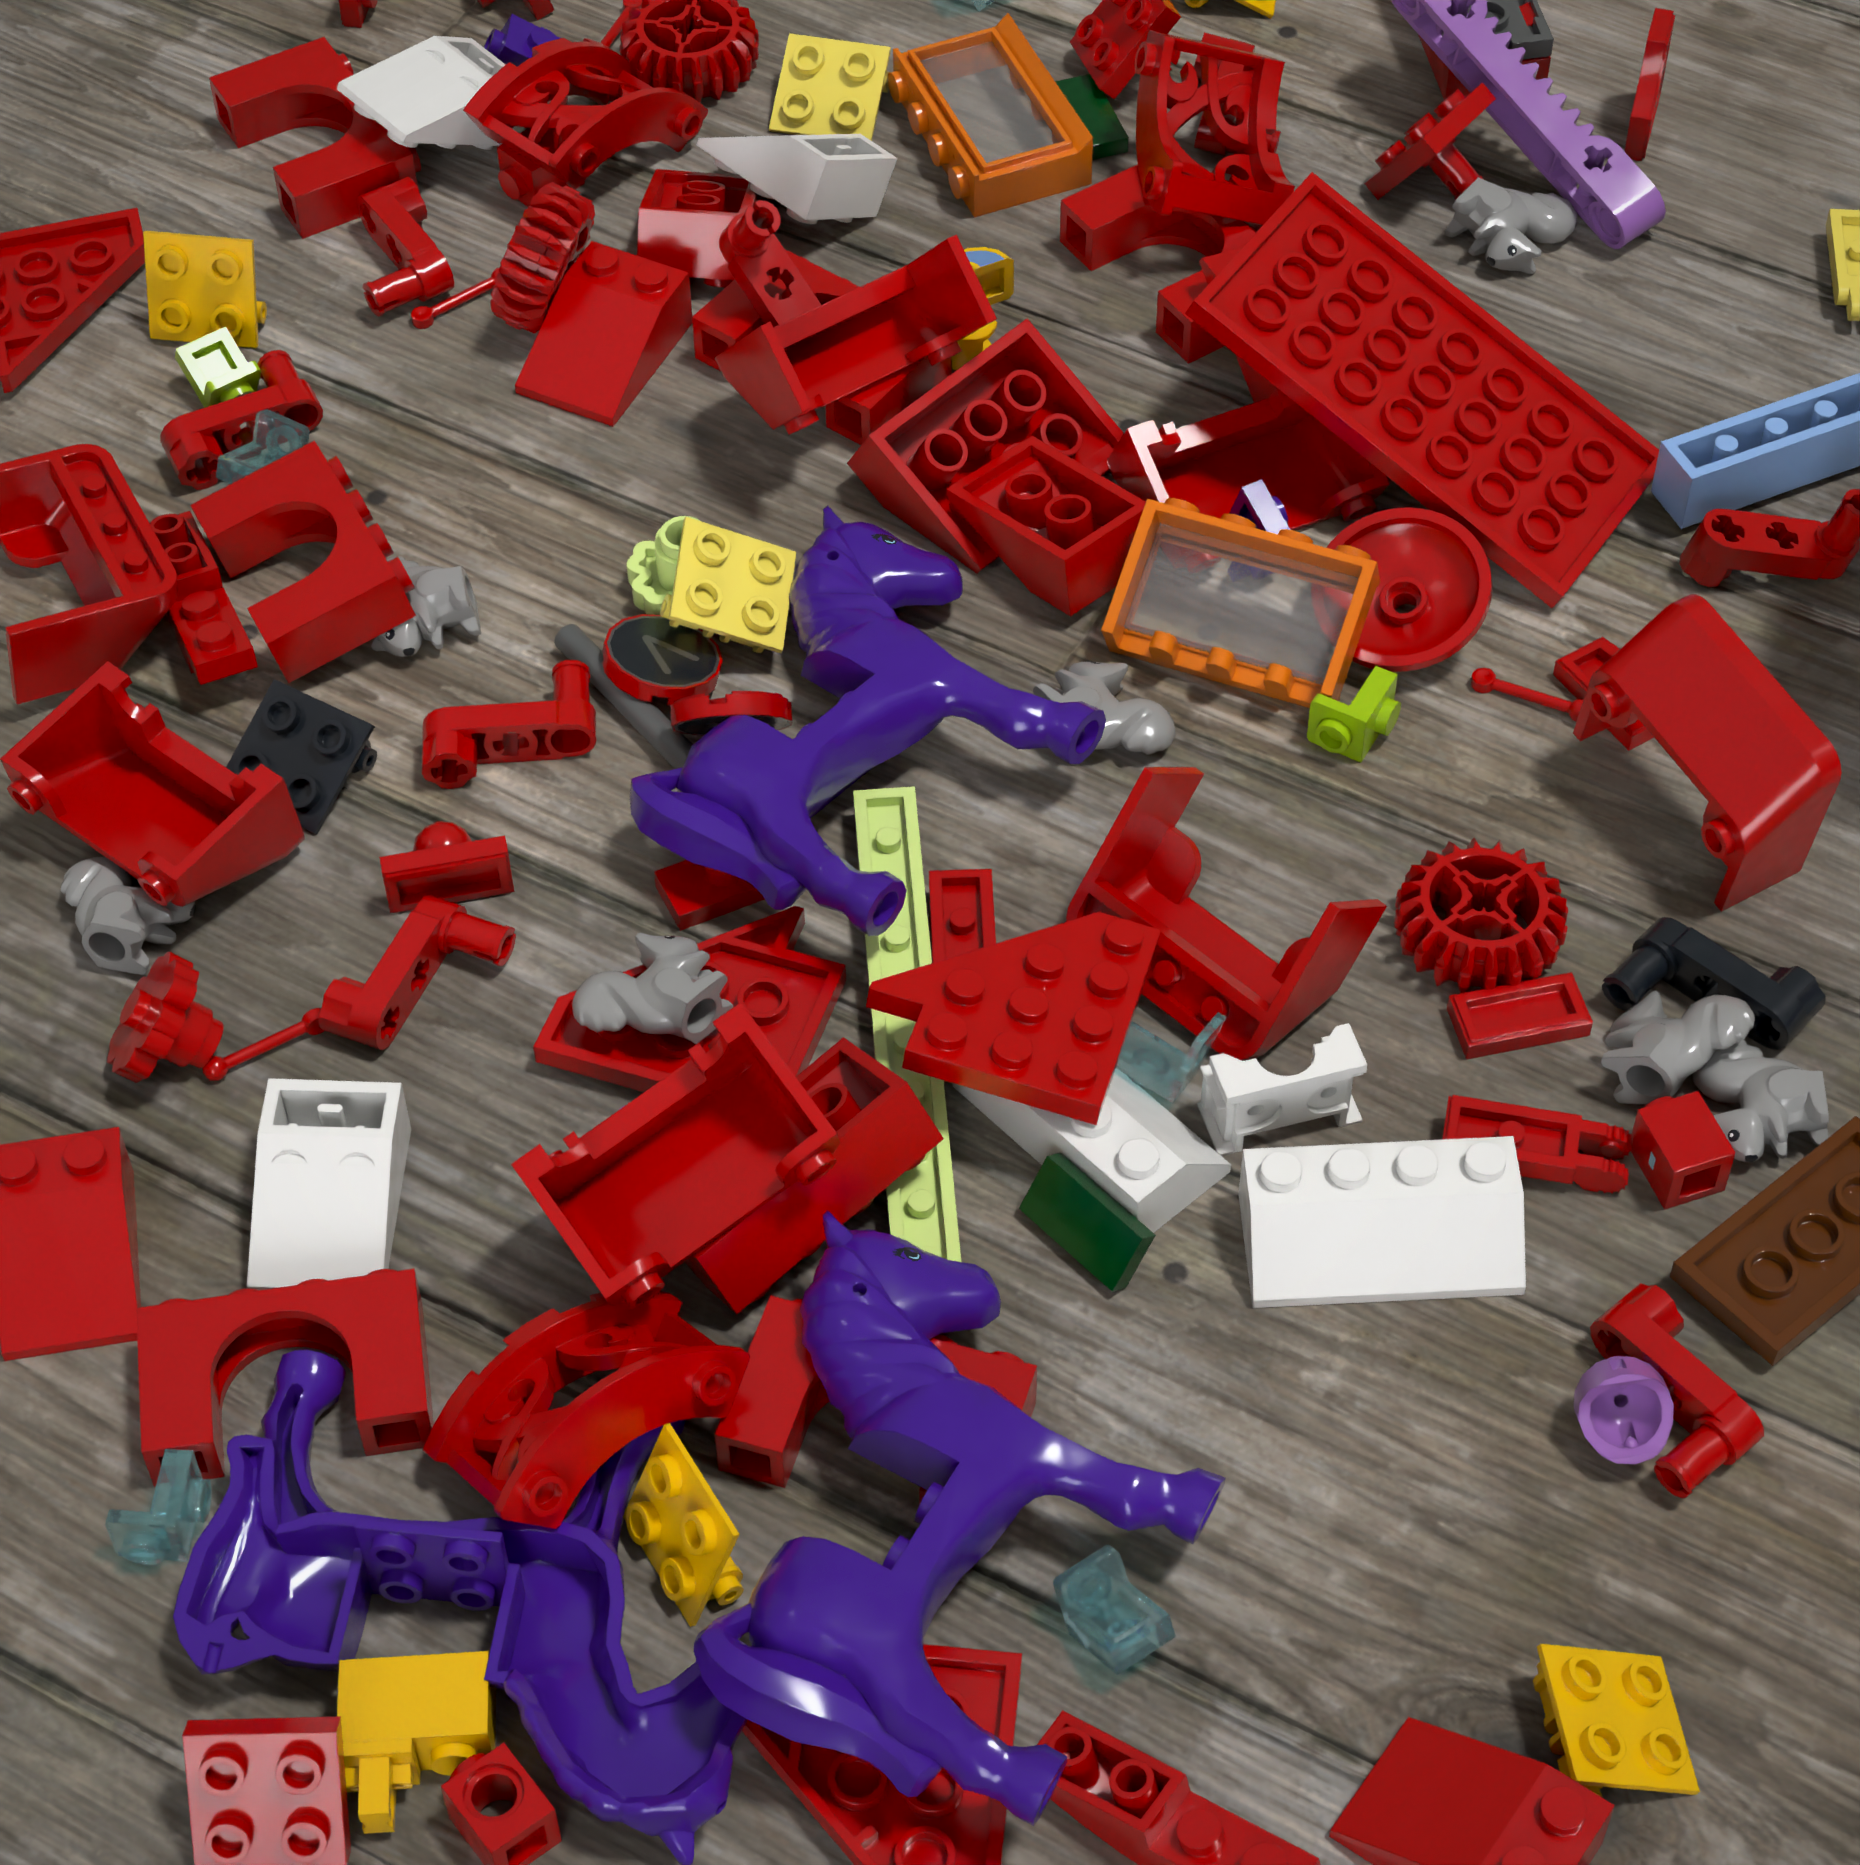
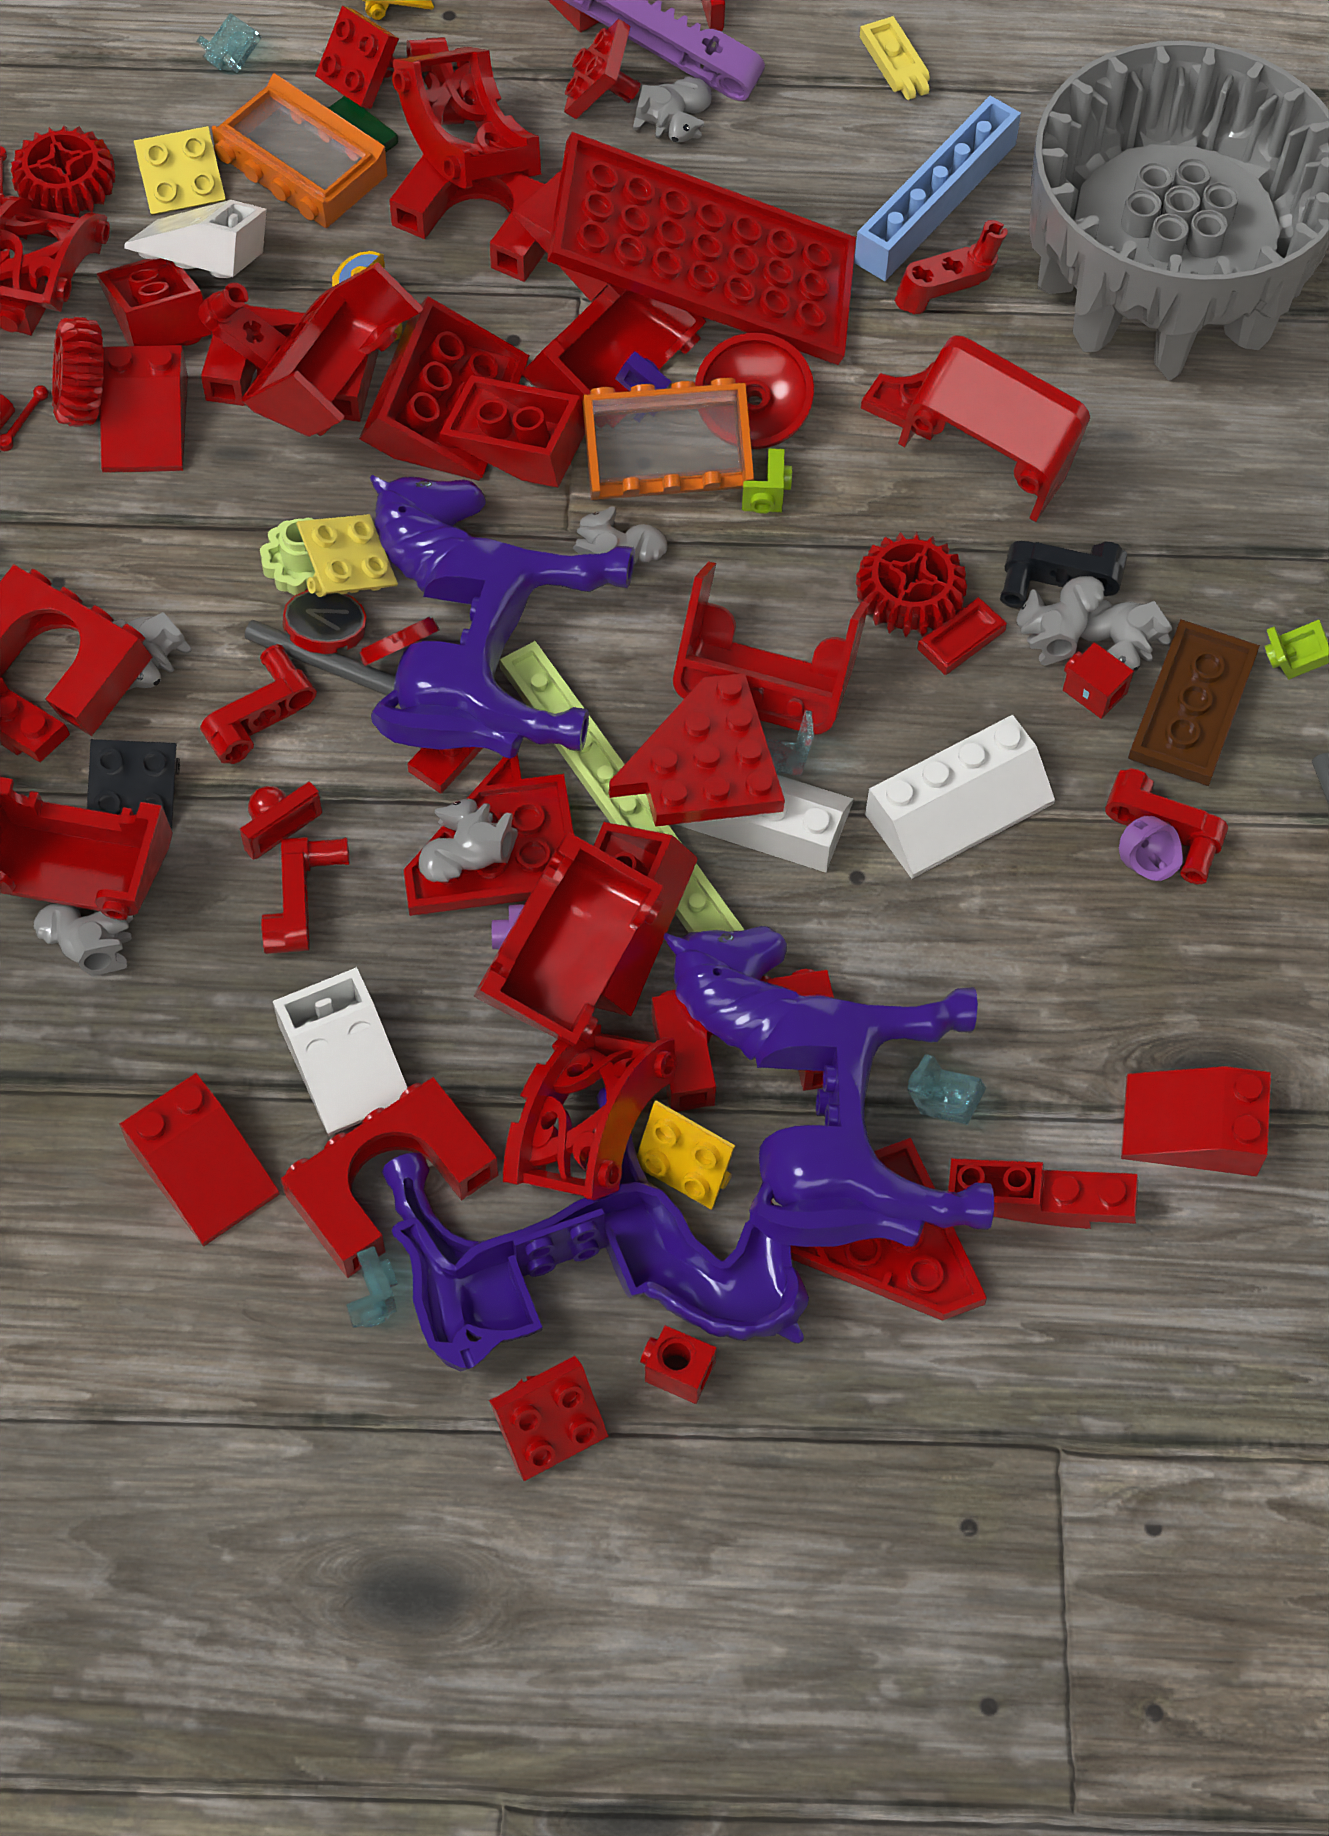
camera: 30 degrees left, 10 degrees up
(164, 1022) = (168, 994): red plant -> none
(218, 1067) = (213, 1006): red hinge -> none
(409, 1719) = (598, 1335): yellow hinge -> none
(961, 911) = (615, 716): red hinge -> none
(1086, 1222) = (797, 870): dark green tile -> none
(1247, 1099) = (844, 757): white piece -> none
(1485, 680) = (825, 428): red hinge -> none
(1547, 1141) = (1023, 703): red hinge -> none
(1613, 1720) = (1235, 1023): yellow hinge -> none

